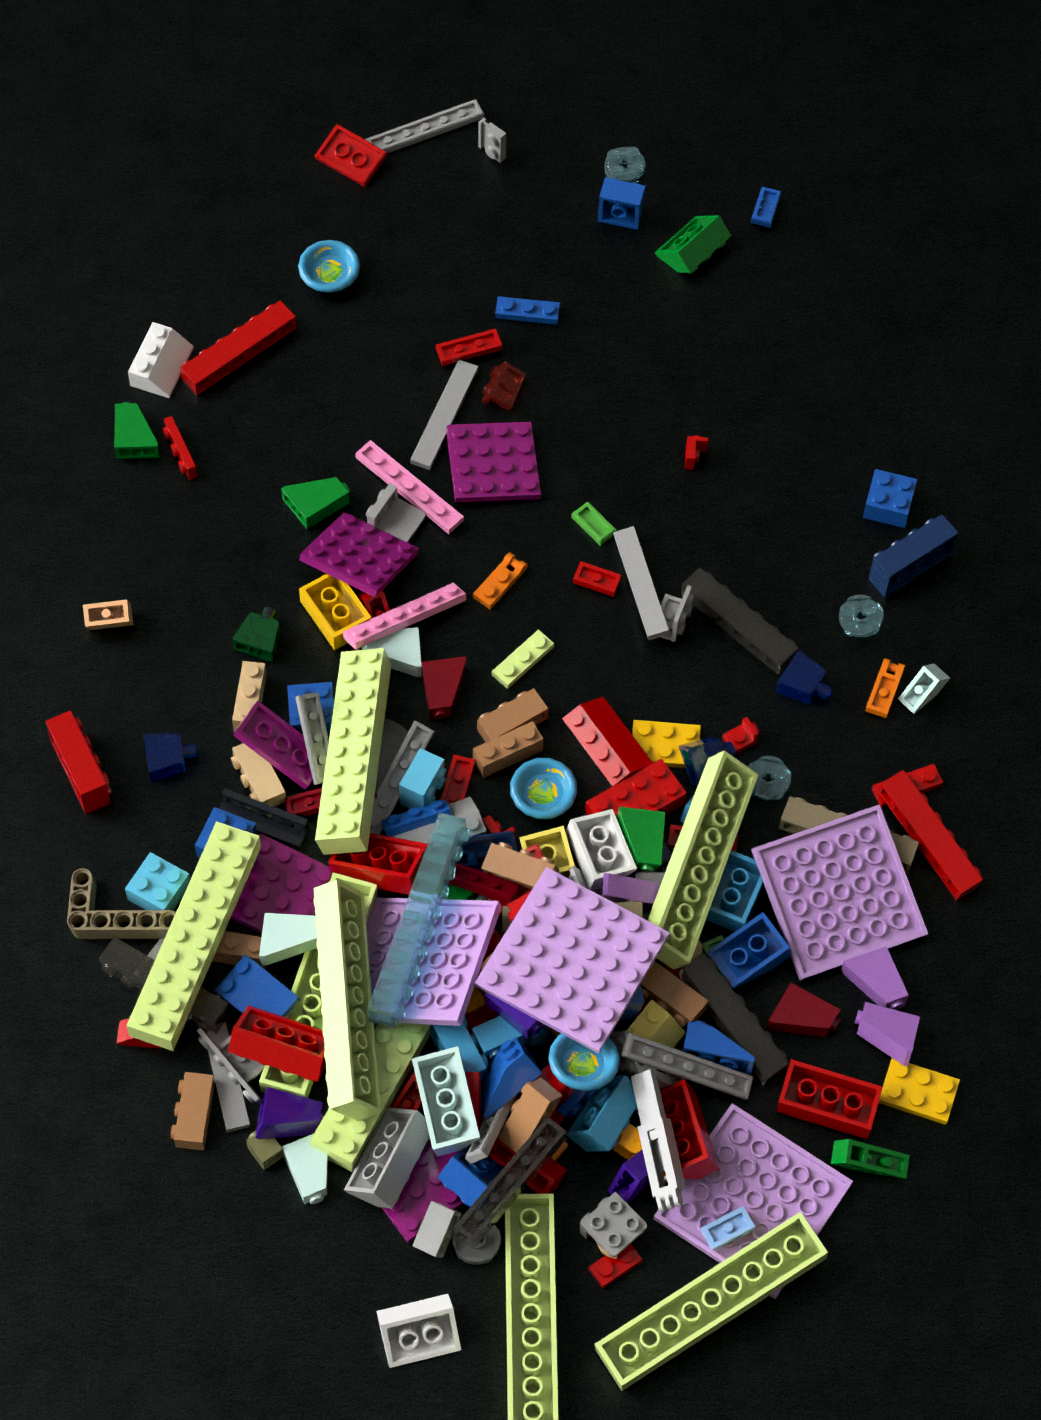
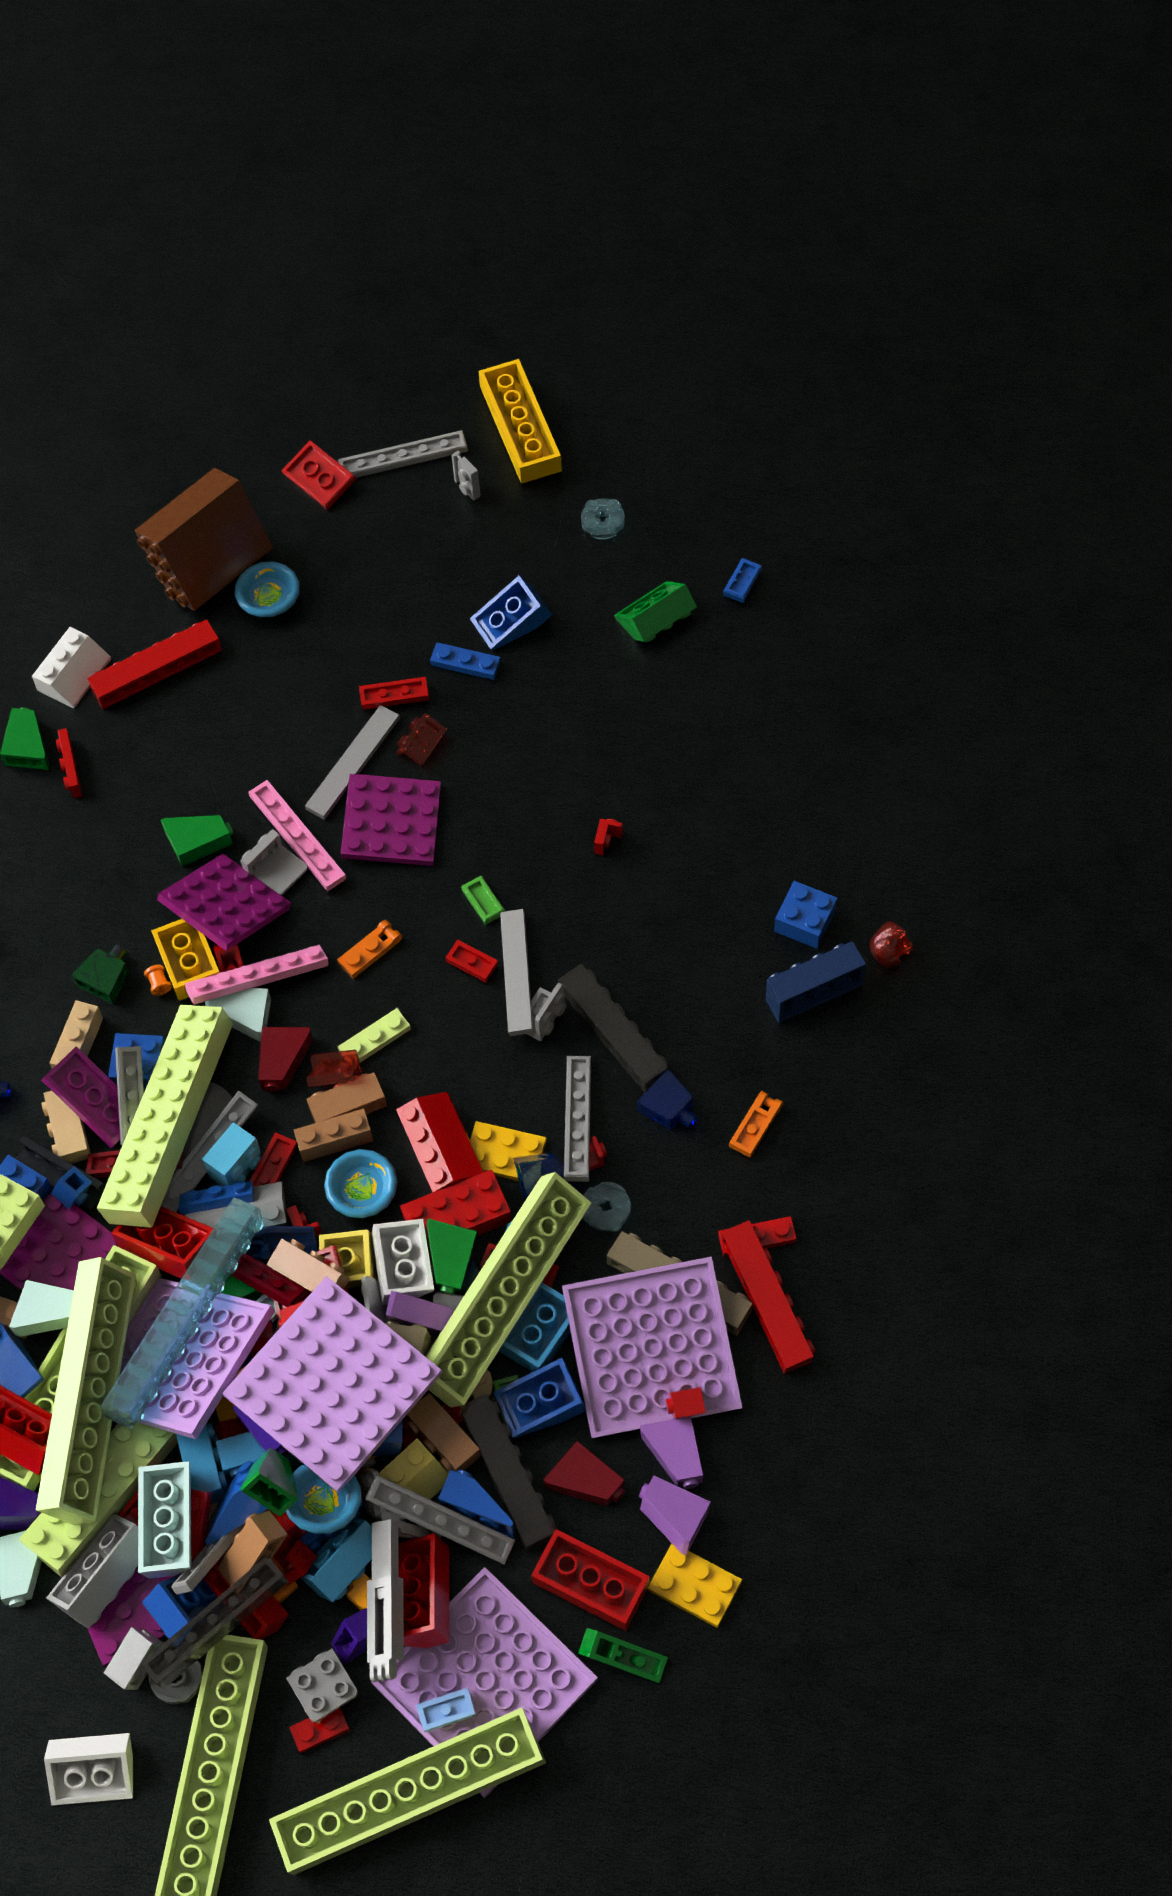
camera: 15 degrees right, 0 degrees up
(265, 225) = (203, 539): none -> reddish brown container
(281, 828) = (72, 1188): none -> blue brick
(311, 633) = (157, 979): none -> orange bush
(495, 689) = (334, 1068): none -> clear red bracket
(530, 84) = (520, 421): none -> yellow brick
(541, 1051) = (271, 1482): none -> green slope
(560, 262) = (511, 614): none -> blue slope
(569, 1120) = (298, 1561): none -> red bracket
(621, 203) = (586, 558): blue brick -> none
(726, 703) = (577, 1118): none -> light grey tile
(858, 627) = (743, 1053): clear light blue plate -> none
(880, 935) = (685, 1403): none -> red brick
(923, 687) = (797, 1129): light aqua slope -> none
(971, 514) = (890, 944): none -> clear red hair

